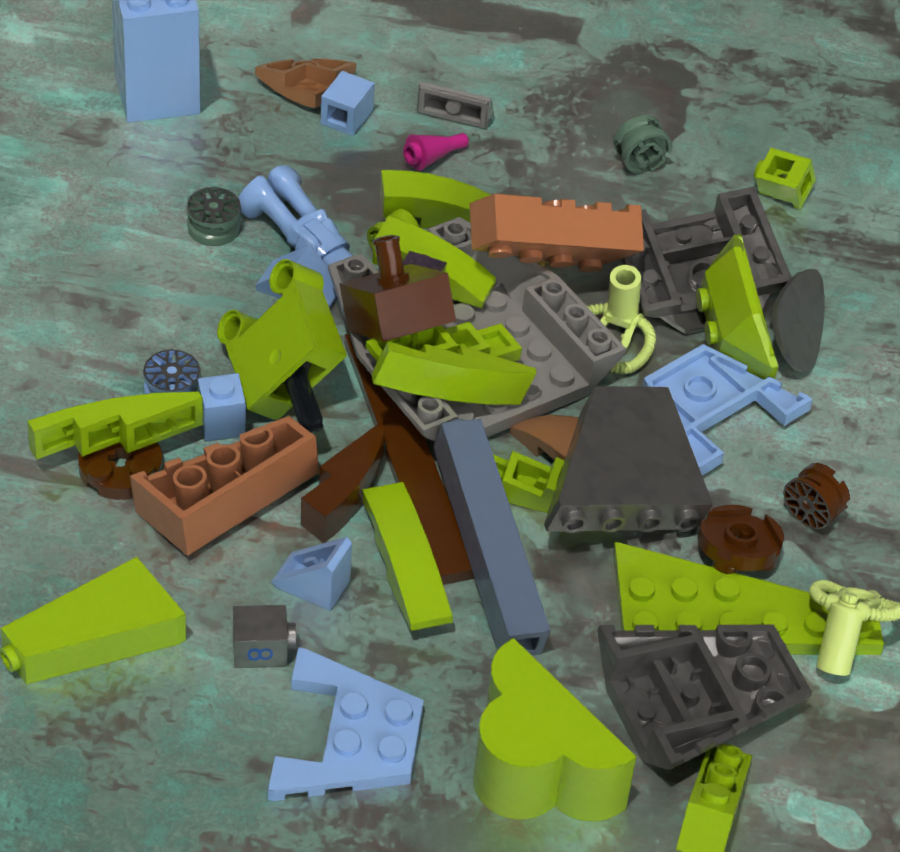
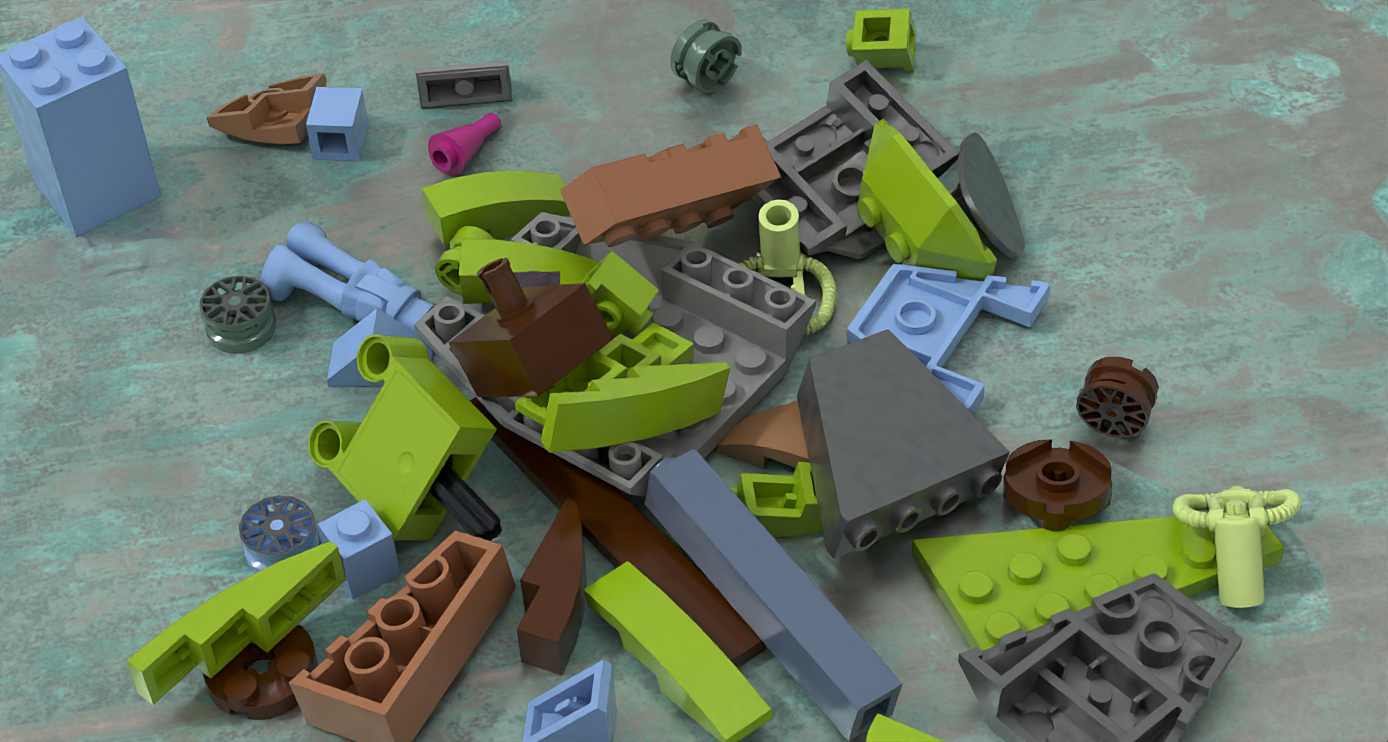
camera: 15 degrees left, 0 degrees up
(481, 295) = (620, 294): none -> lime brick

